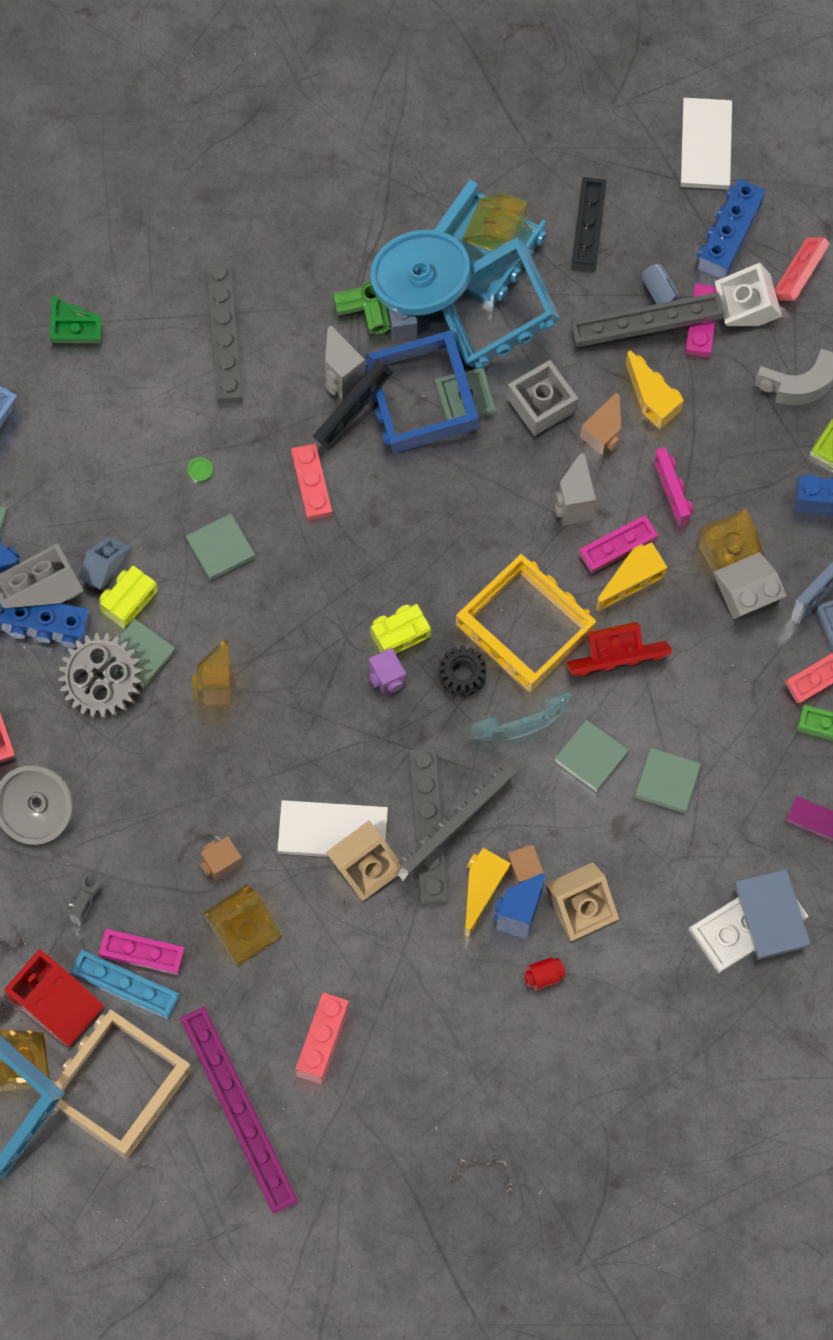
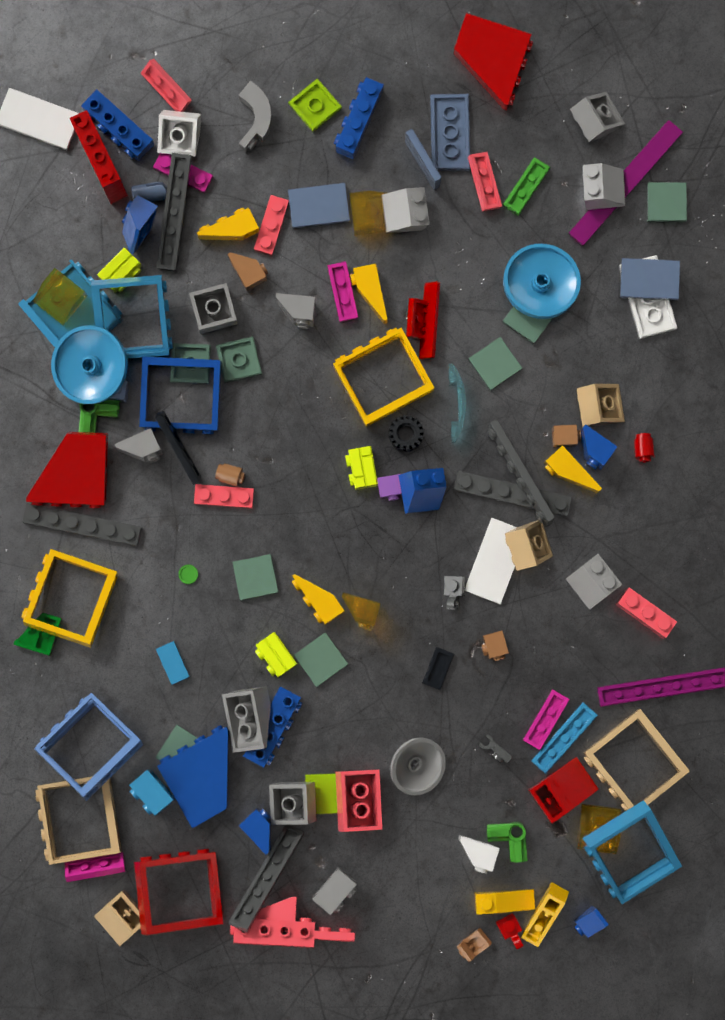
camera: 70 degrees left, 15 degrees up
(82, 482) = (172, 663): none -> dark azure tile
(84, 661) = (317, 701): light grey gear -> none
(103, 562) = (242, 664): sand blue slope -> none
(119, 375) = (98, 613): none -> yellow window
(170, 799) = (438, 668): none -> black tile
(214, 624) = (323, 602): none -> yellow slope
(242, 924) = (547, 644): clear yellow slope -> none
(279, 788) = (454, 587): none -> plate
(284, 301) = (74, 473): none -> red slope
(340, 479) = (230, 474): none -> medium nougat brick
(344, 960) = (593, 581): none -> light grey slope
(394, 707) = (422, 489): none -> blue slope
(489, 450) = (239, 359): none -> sand green tile
(559, 282) = (121, 266): none -> neon yellow brick
(589, 223) = (76, 227): black tile -> none
(618, 281) = (138, 222): none -> blue slope
(673, 486) = (311, 237): dark pink plate -> none
(675, 439) = (271, 225): none -> coral plate
(679, 208) = (98, 156): none -> red window
(718, 484) = (318, 205): none -> sand blue tile
(718, 776) = (541, 281): none -> dark azure dish

